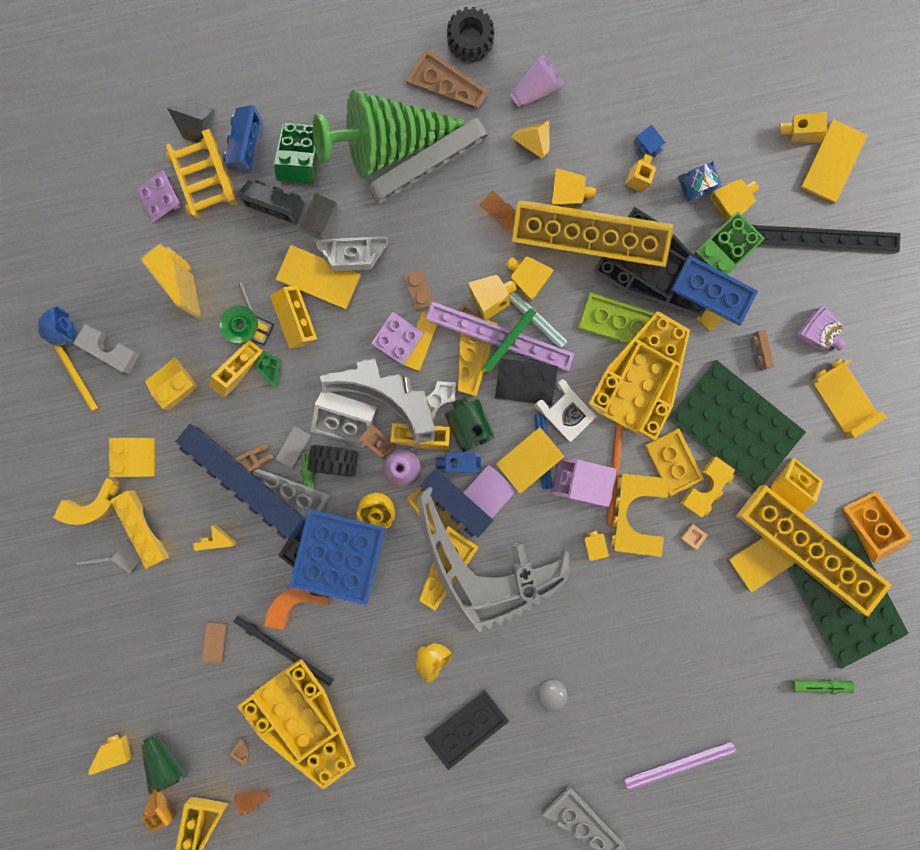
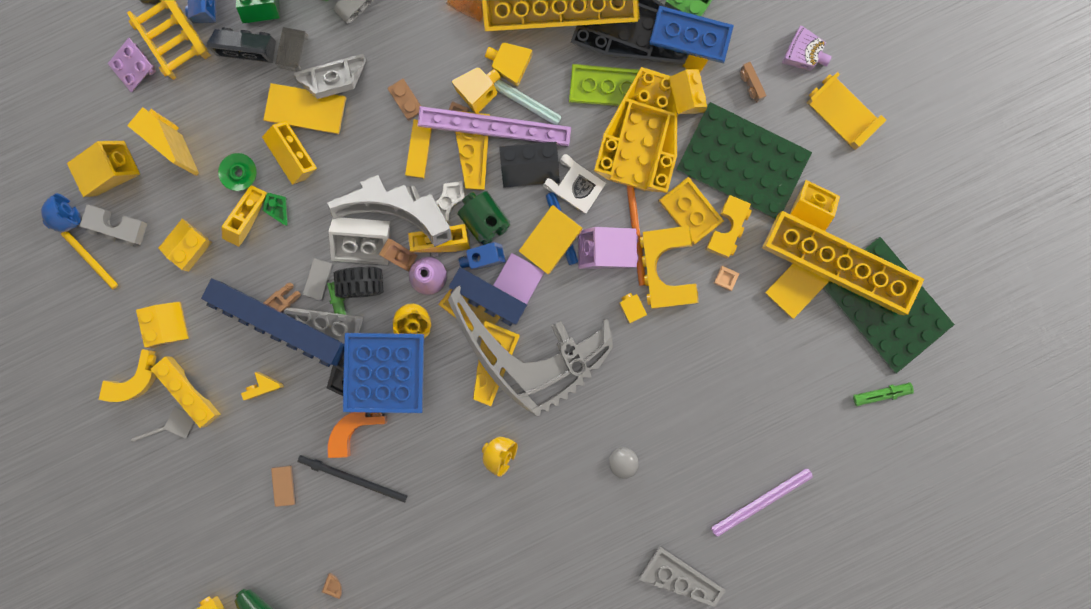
camera: 10 degrees left, 0 degrees up
(108, 290) = (102, 167): none -> yellow slope
(264, 326) = (263, 169): piece -> none
(299, 724) = (384, 544): yellow wedge -> none
(397, 338) = (395, 150): lavender hinge -> none
(466, 729) = (547, 514): black tile -> none
(507, 342) = (503, 127): green tile -> none
(698, 346) = (688, 92): none -> yellow slope
(876, 527) = (901, 228): light orange slope -> none

